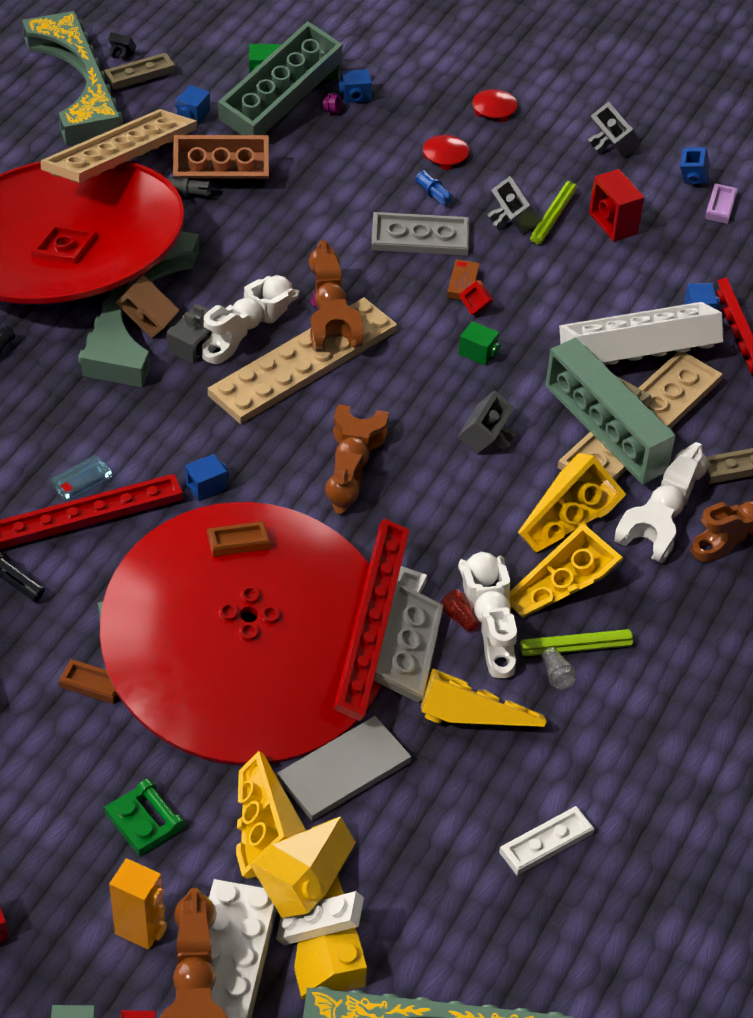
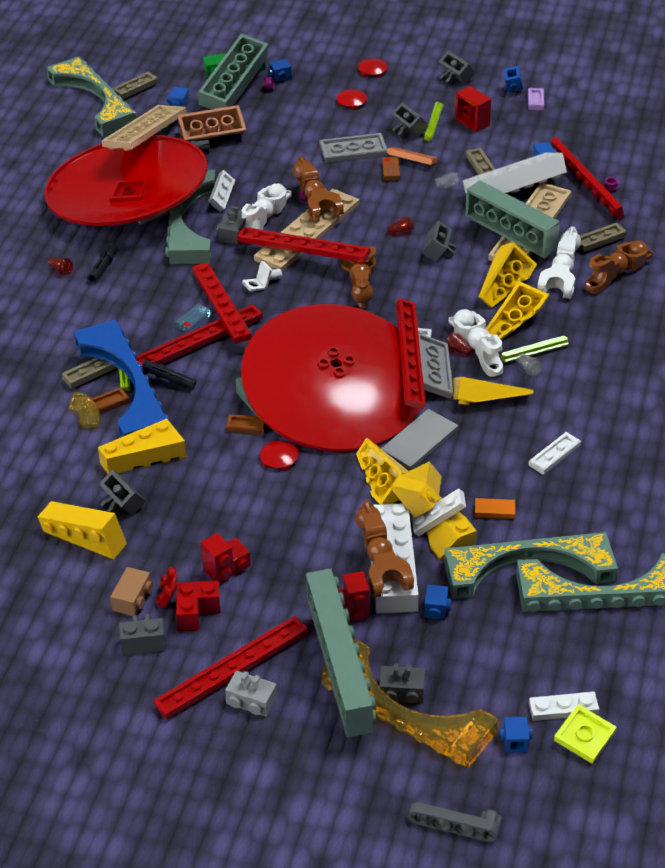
camera: 10 degrees left, 5 degrees down
(120, 747) = (279, 455): none -> red dish
(121, 43) = (117, 71): black tile -> none
(128, 464) = (222, 303): none -> red plate
(136, 823) = (305, 492): green plate -> none
(138, 904) = (329, 524): light orange brick -> none
(147, 306) = (198, 215): medium nougat brick -> none
(199, 269) = (221, 191): none -> white plate
(206, 431) = (264, 274): none -> white bracket
(206, 477) = (273, 302): blue brick -> none
(238, 538) = (315, 322): dark orange tile -> none
(282, 390) = (303, 244): none -> red plate
(418, 923) = (494, 508): none -> orange tile
(433, 187) = (352, 120): blue axle -> none
(443, 383) = (401, 226): none -> clear red cone
(476, 297) = (403, 175): red tile -> none
(479, 343) = (415, 200): green brick -> none
(501, 264) = (411, 155): none -> orange tile
(540, 318) = (448, 180): none -> clear cone
(600, 295) = (479, 161): none -> dark tan plate

